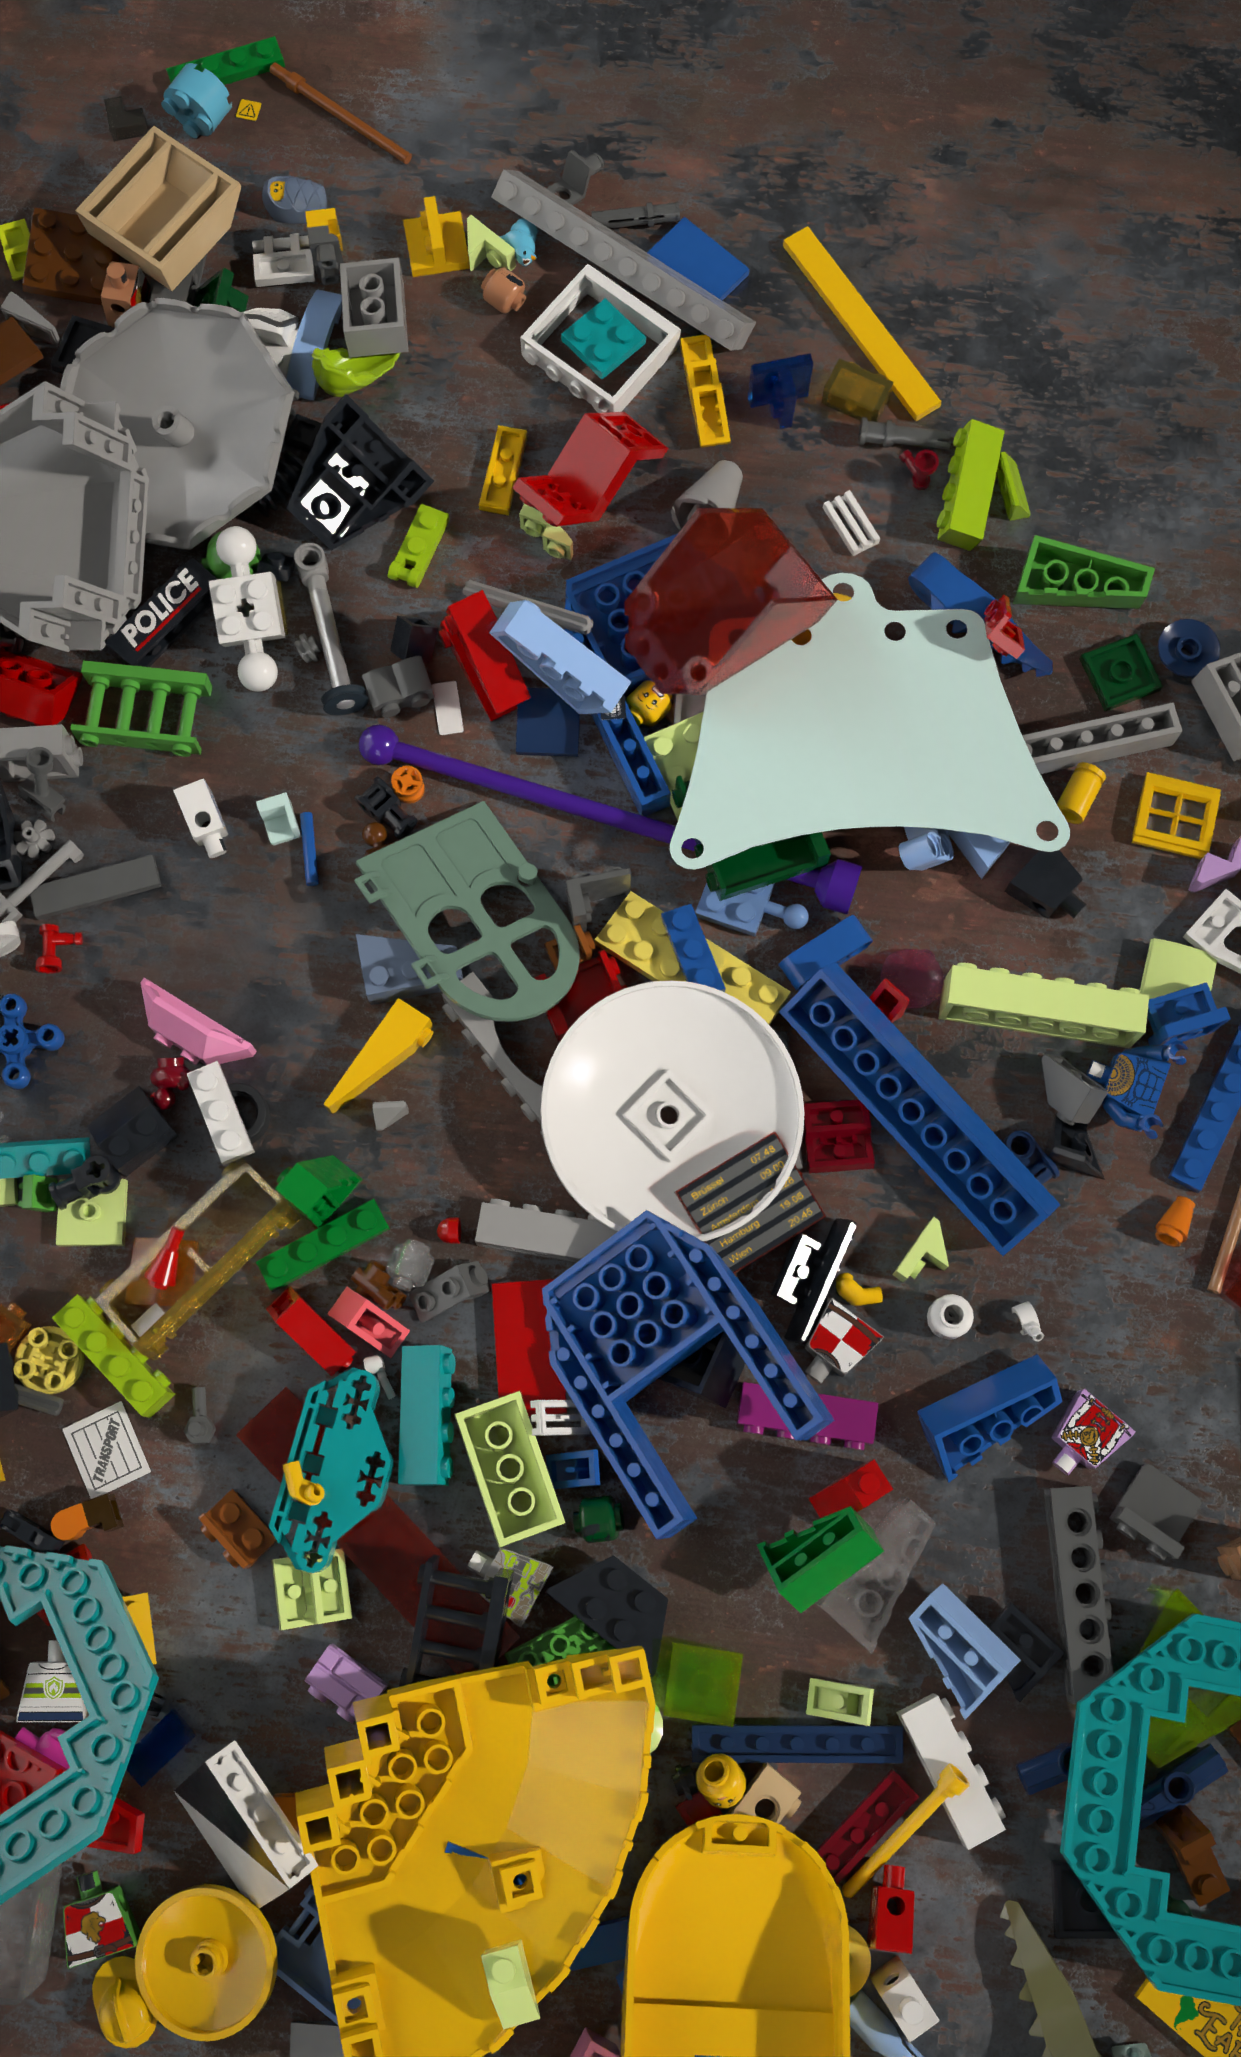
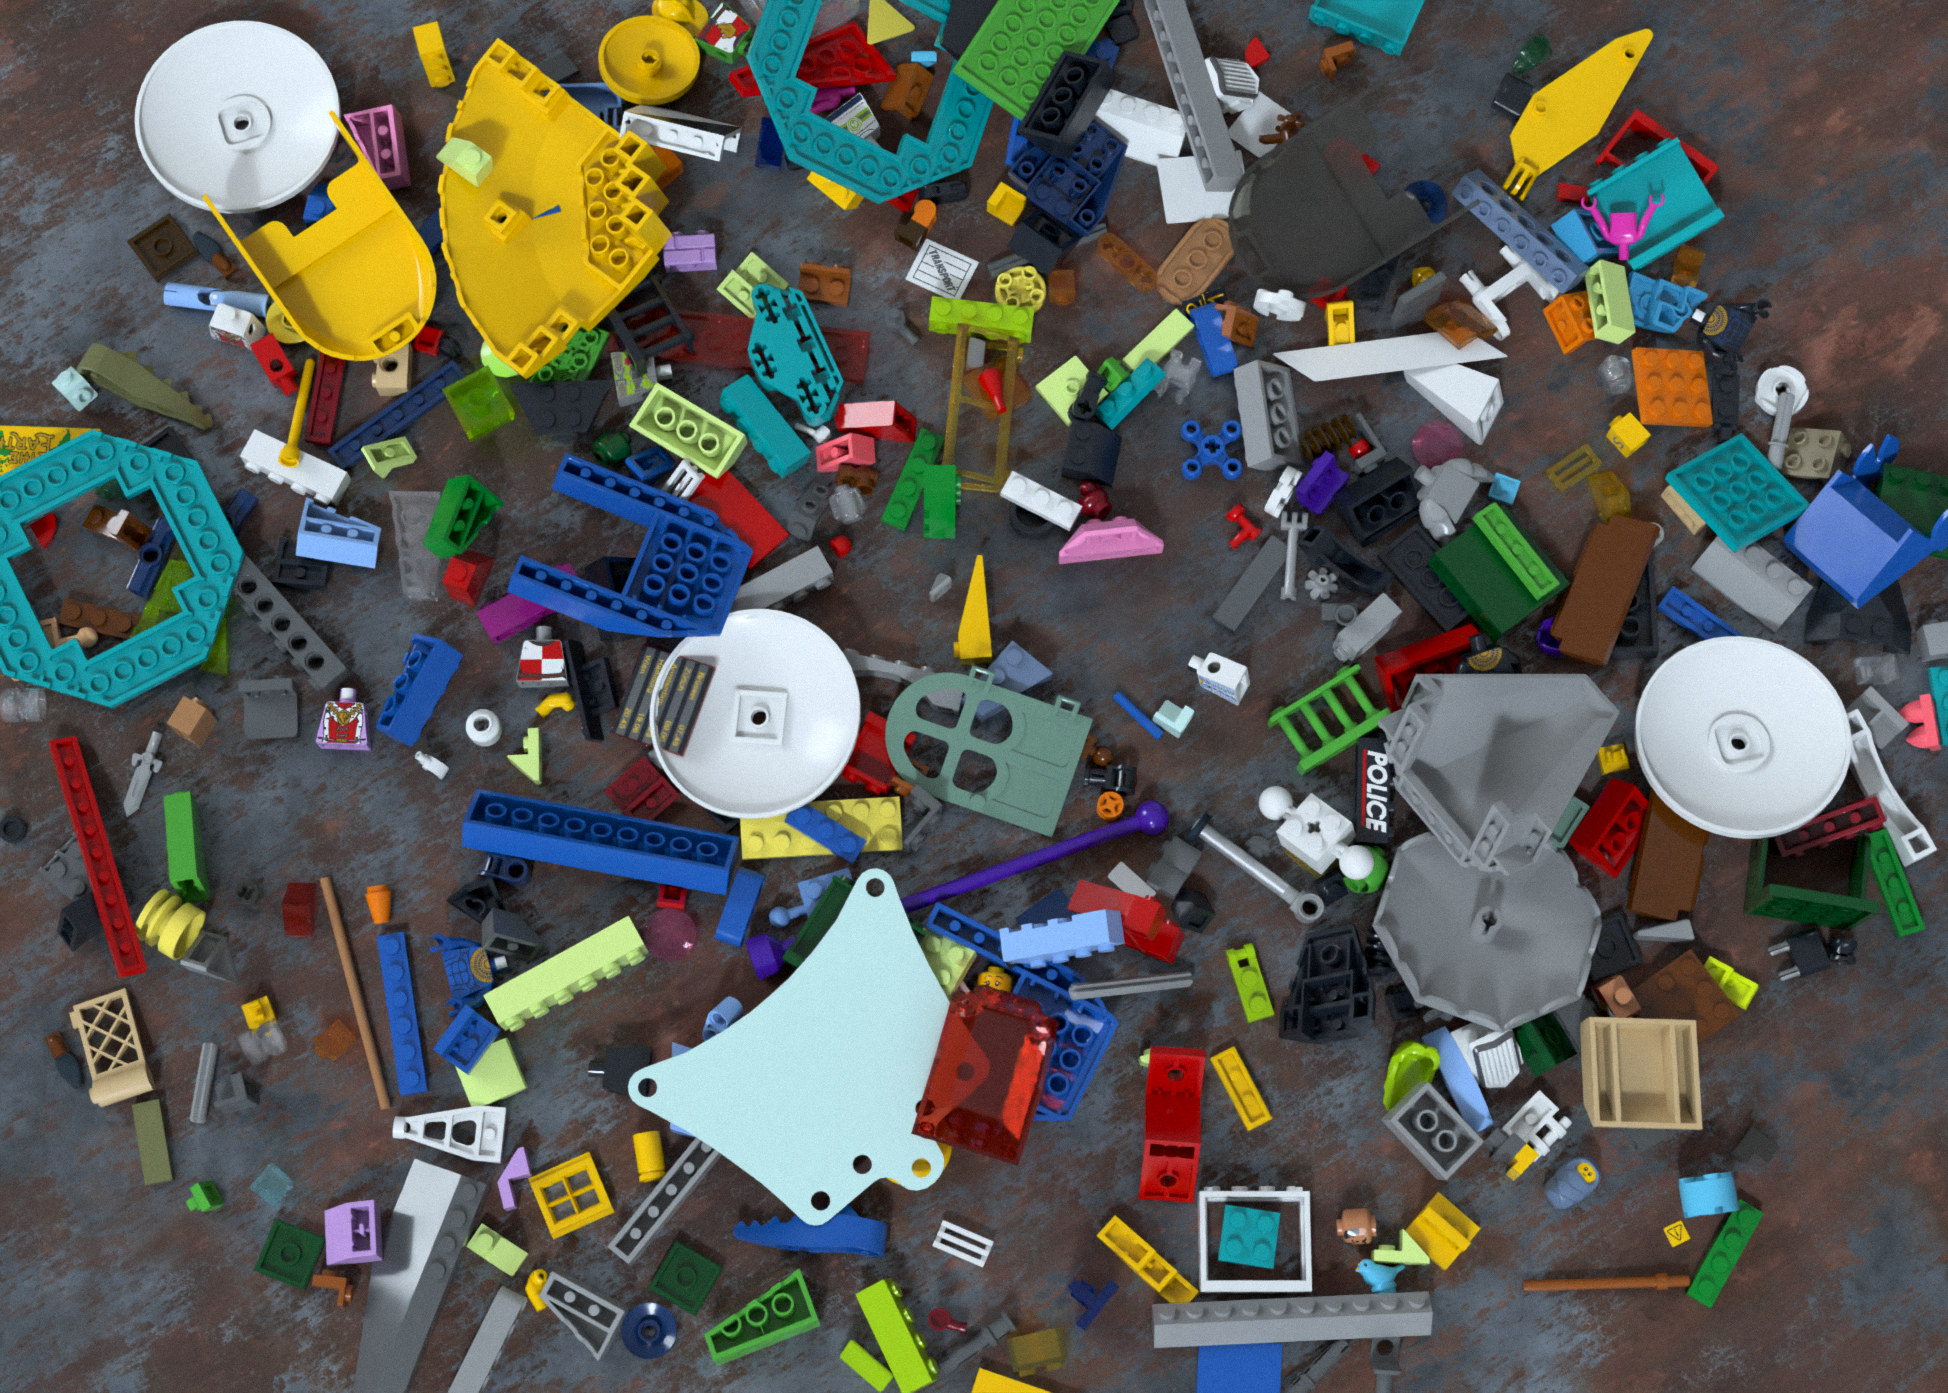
camera: 140 degrees right, 0 degrees up
(301, 1488) = (800, 323): yellow arm -> none
(714, 489) = (1071, 1174): light grey cone -> none
(721, 1780) = (428, 359): yellow head -> none
(1001, 631) = (784, 1219): red bracket -> none

